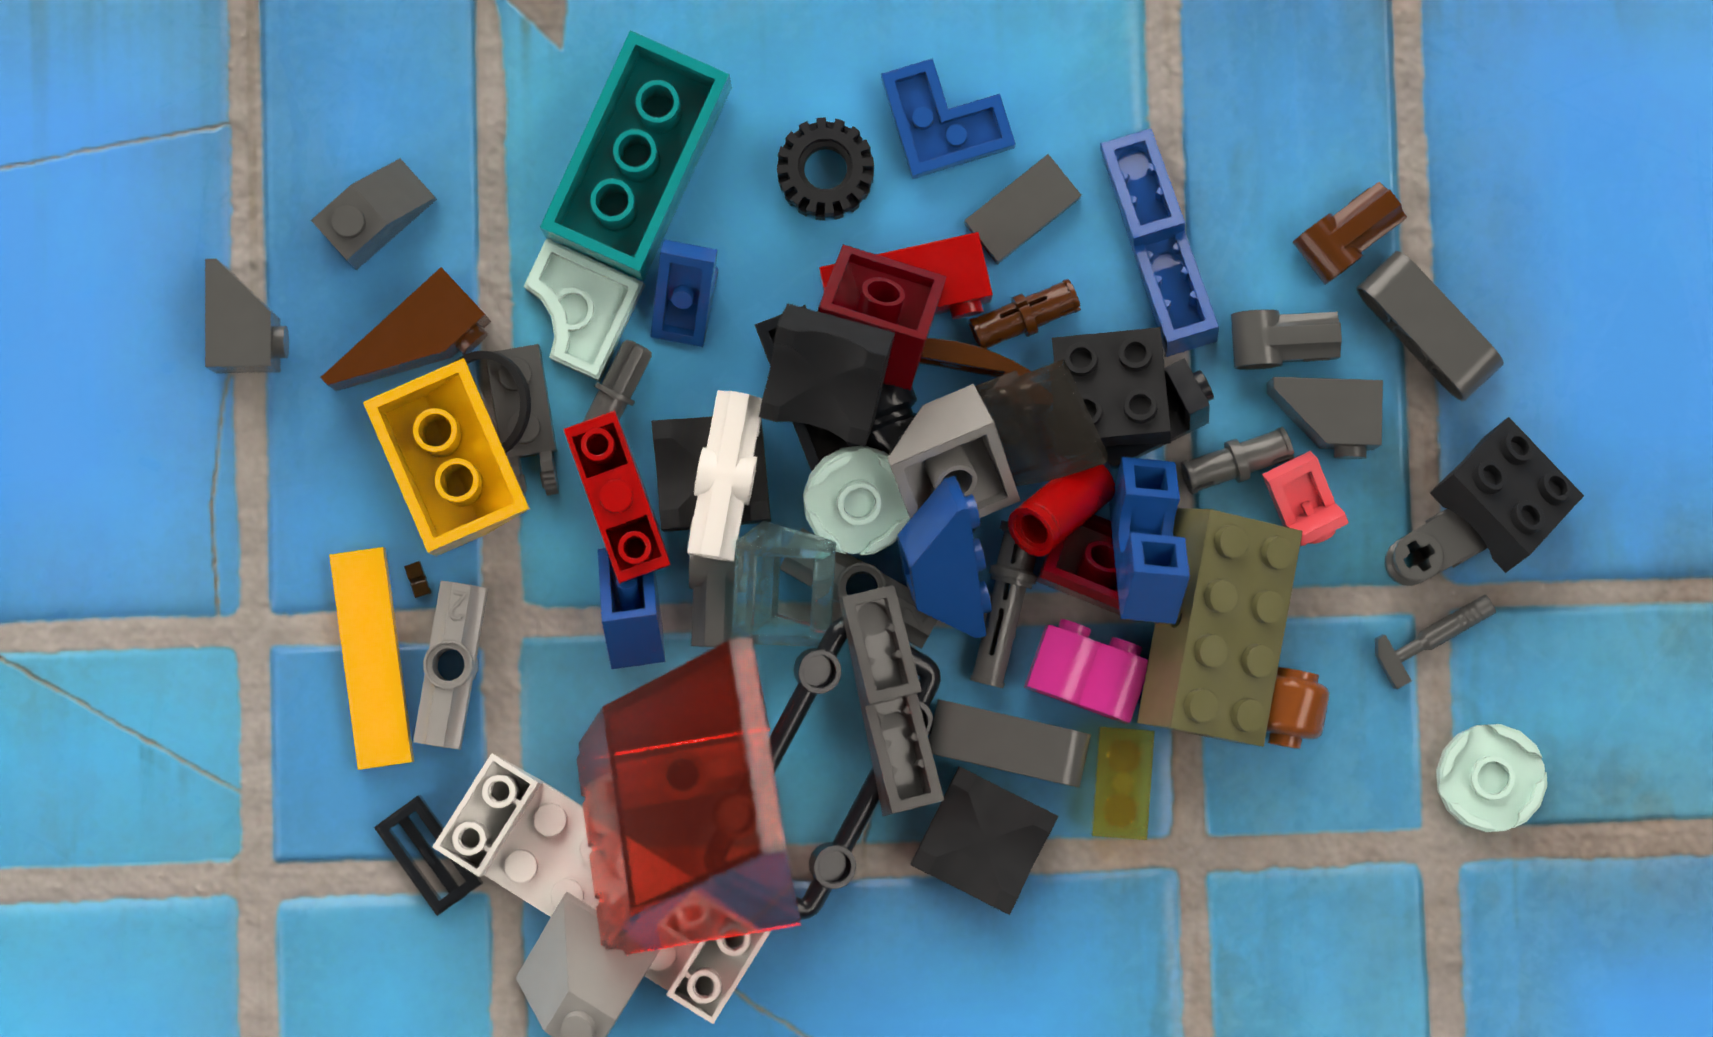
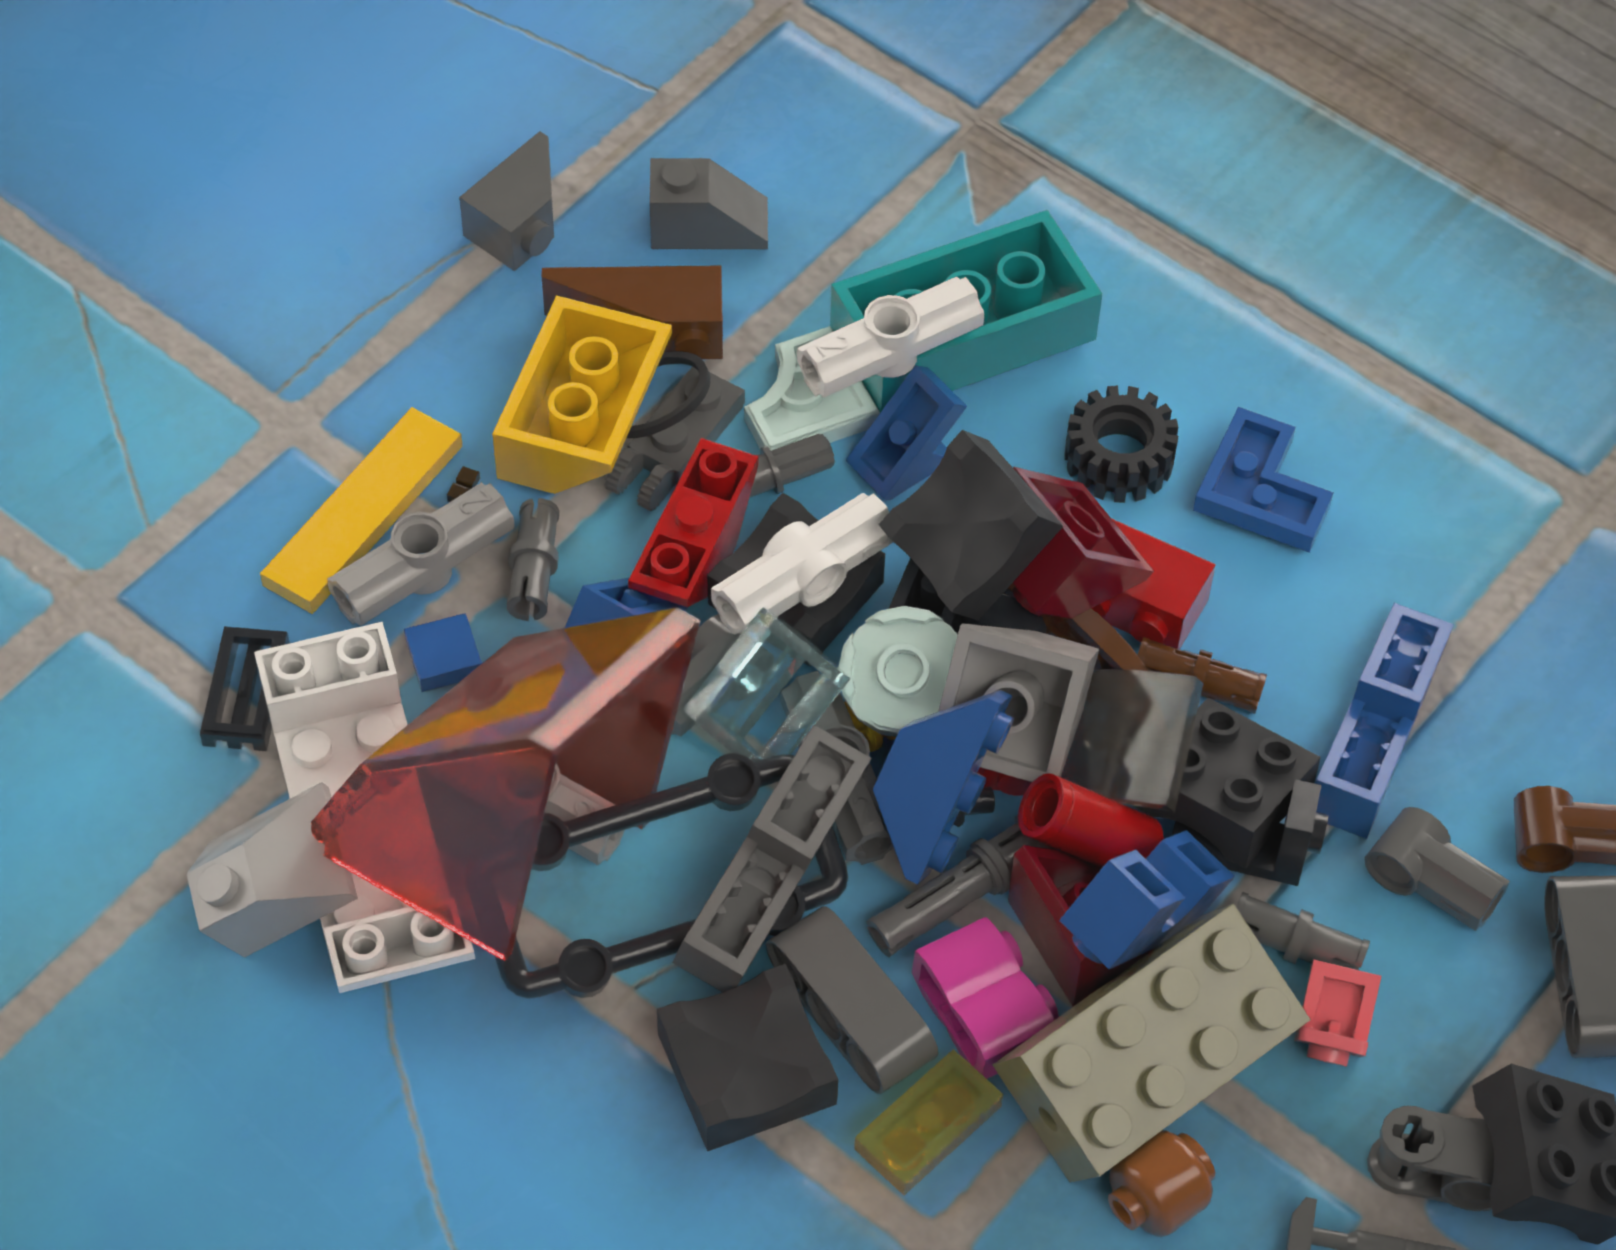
camera: 40 degrees right, 30 degrees down
(523, 601) = (533, 559): none -> dark grey pin
(529, 718) = (442, 651): none -> blue tile
(640, 217) = (890, 336): none -> white piece
(1023, 209) = (1274, 601): dark grey tile -> none
(1333, 412) = (1434, 961): dark grey slope -> none

